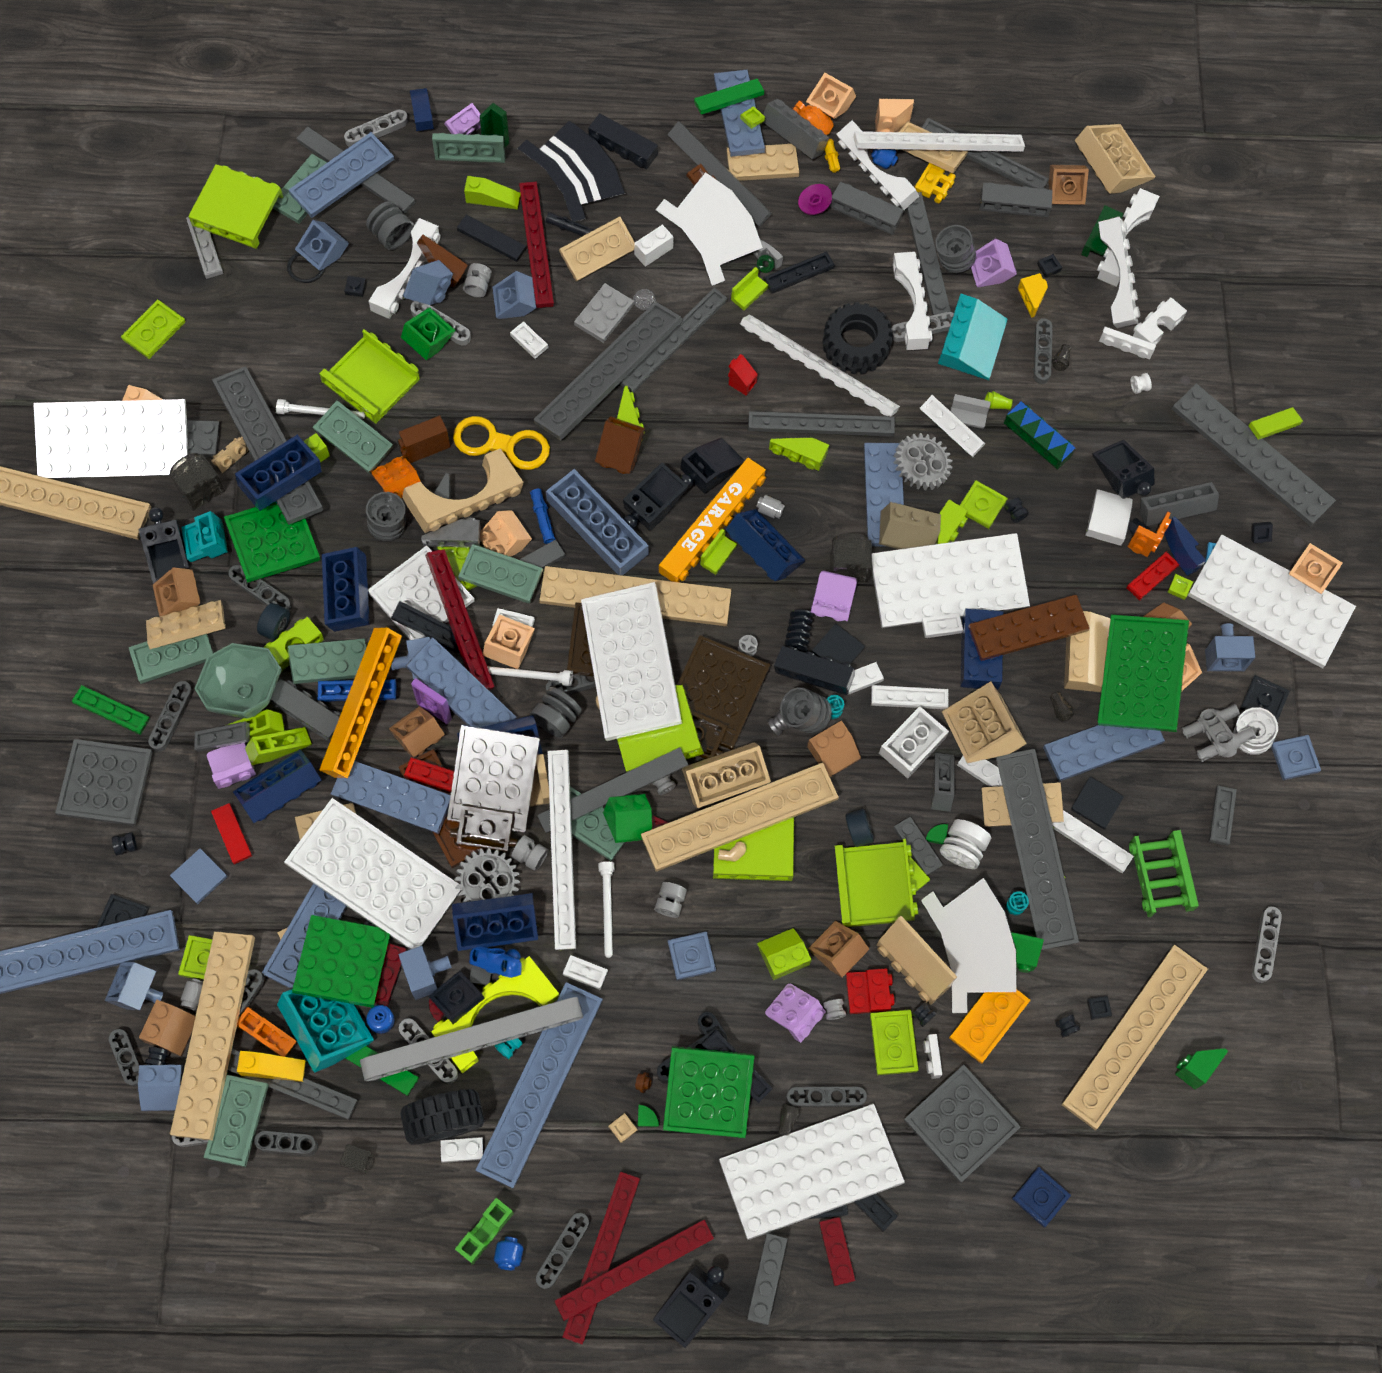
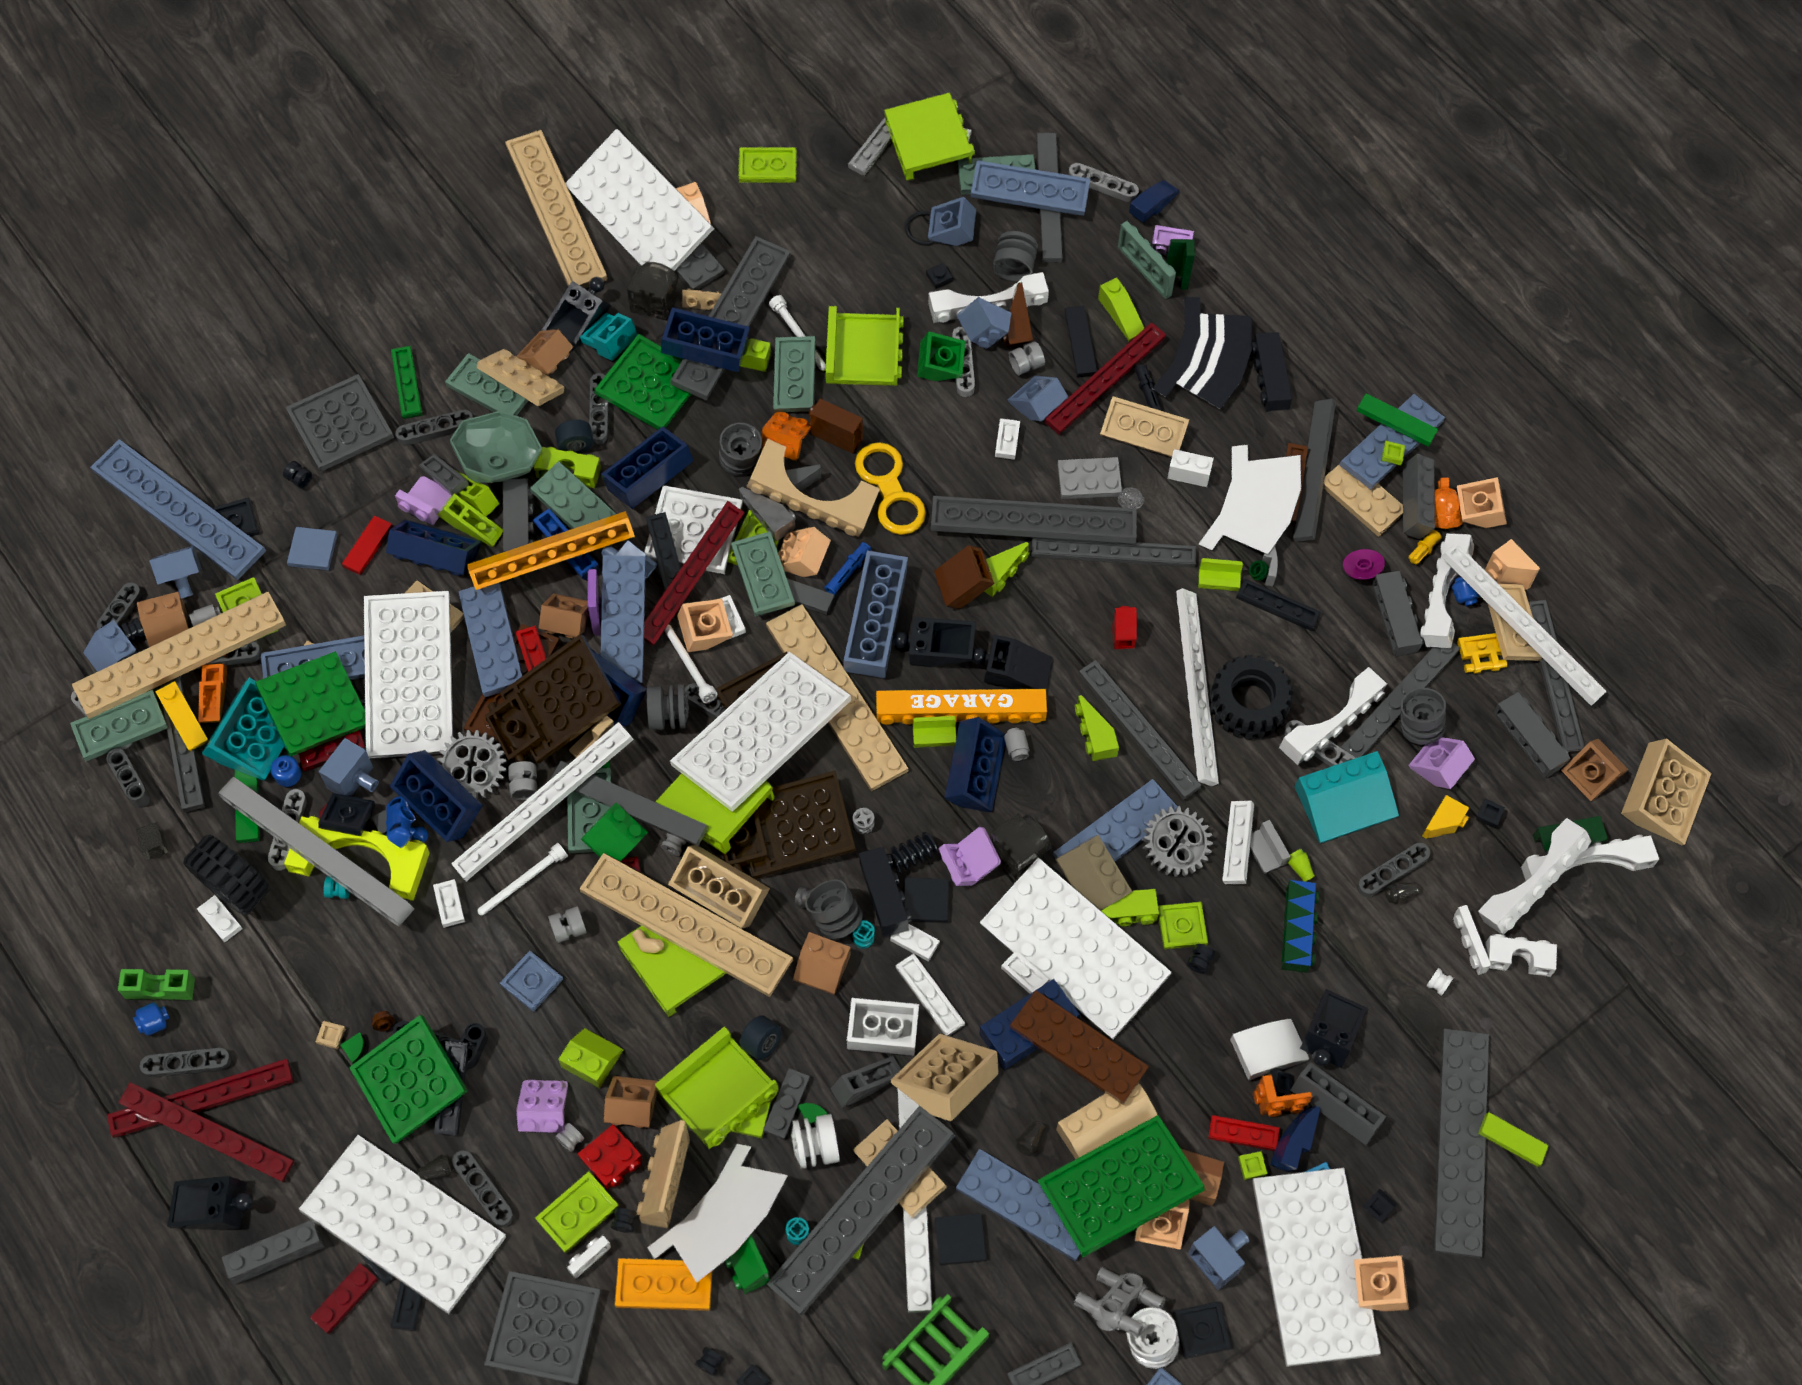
camera: 55 degrees right, 5 degrees down
(536, 1092) = (314, 940): sand blue plate -> none

